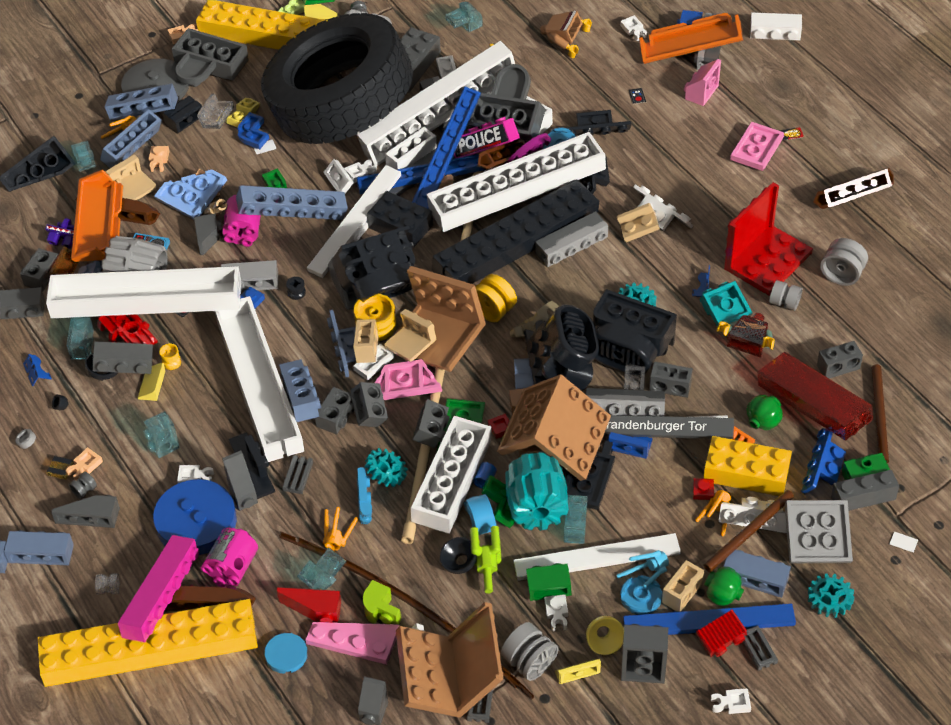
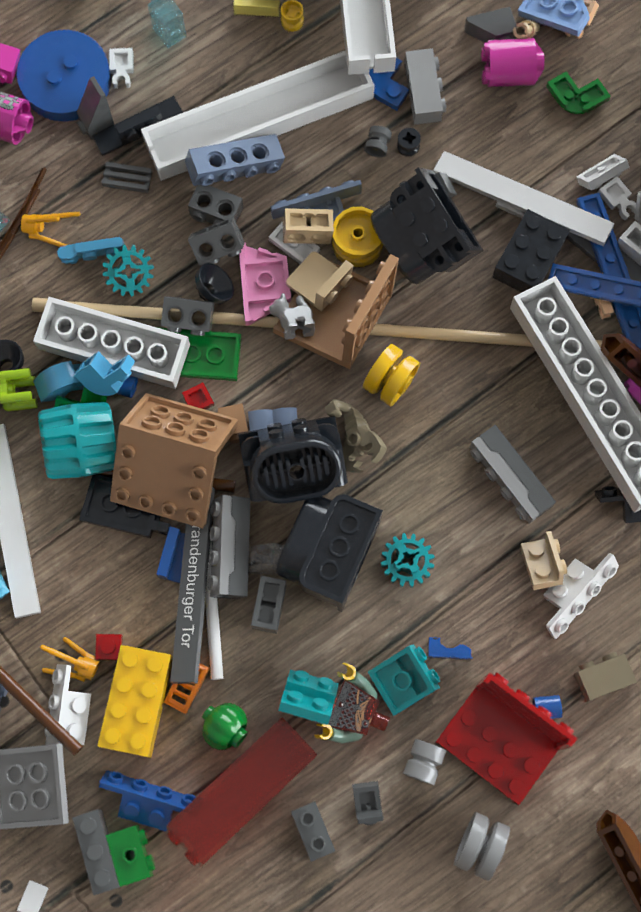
camera: 85 degrees right, 25 degrees up
(291, 202) = (523, 53): sand blue brick -> none
(293, 306) = (377, 142): none -> dark grey wheel
(405, 412) = (216, 281): none -> black piece
(444, 349) = (293, 318): none -> light grey animal
(485, 468) = (101, 376): none -> dark azure brick
(514, 234) = (506, 400): black piece -> none
(575, 520) = (55, 492): clear light blue brick -> none
(721, 197) = (604, 677): none -> dark tan brick
(740, 355) = (309, 696): none -> teal plate
(816, 330) = (367, 803): none -> dark grey bracket
(880, 411) = (230, 882): reddish brown piece -> none

